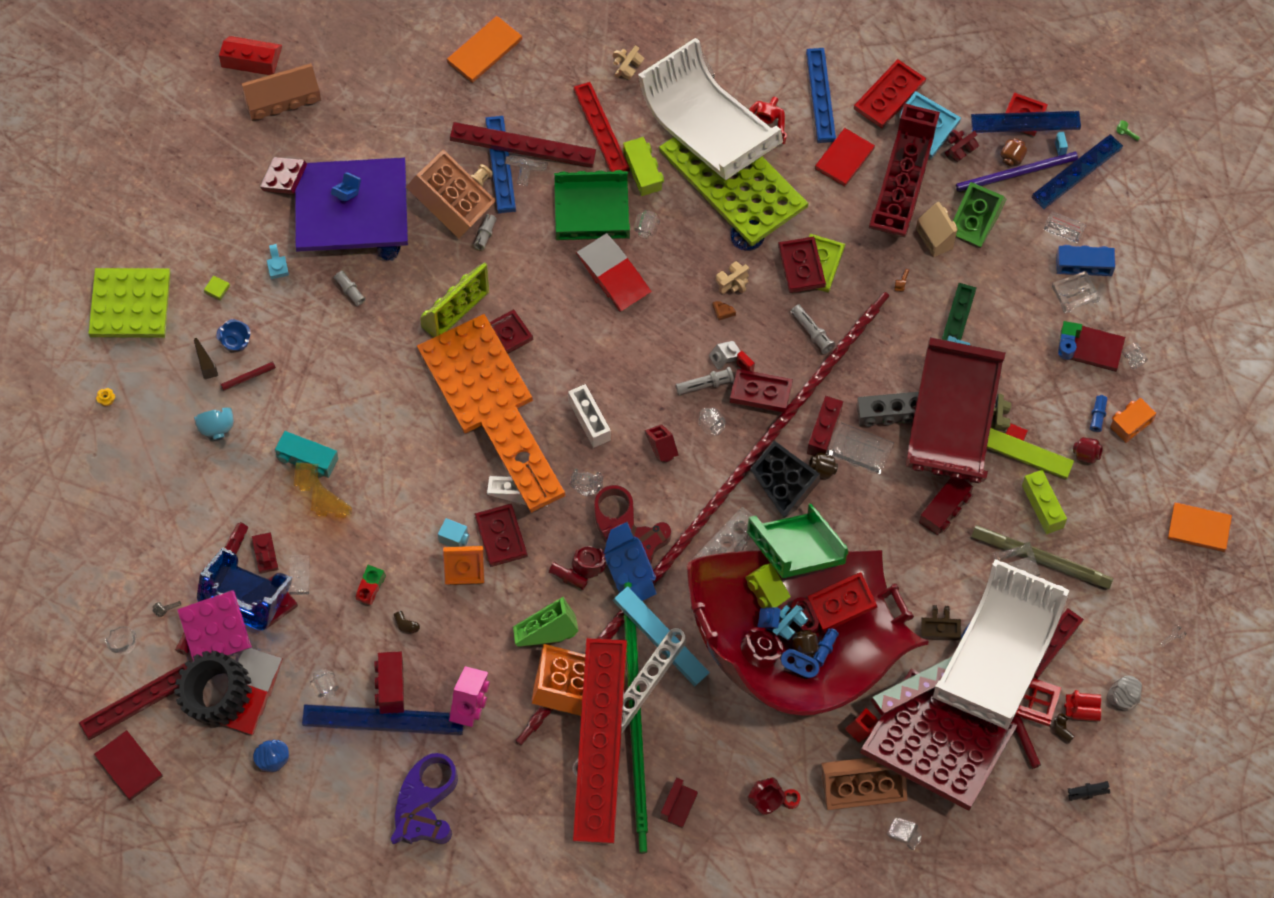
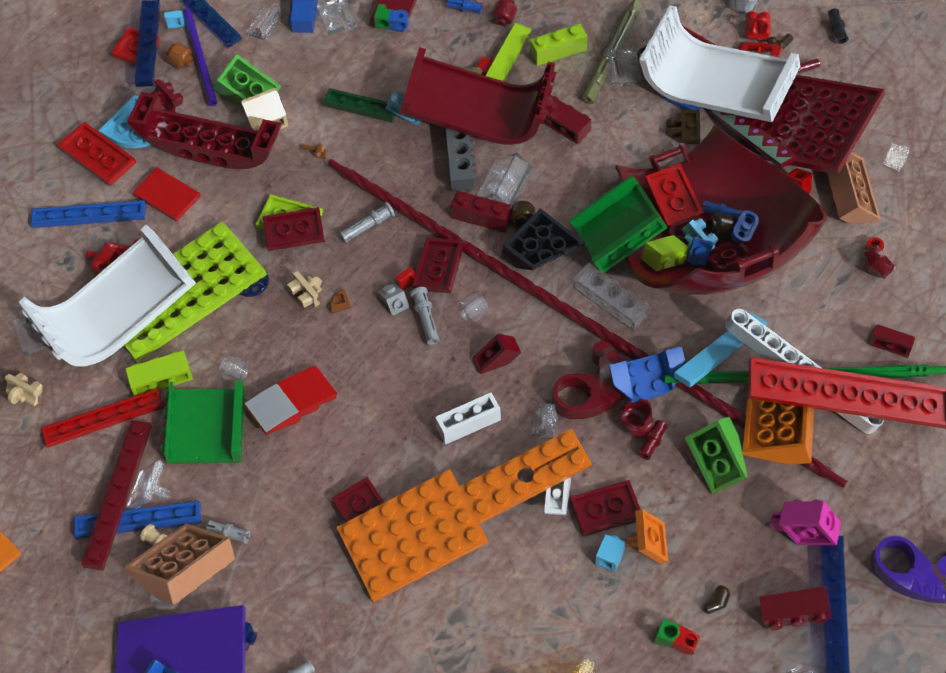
camera: 85 degrees left, 5 degrees down
(456, 302) = (321, 553): lime slope -> none

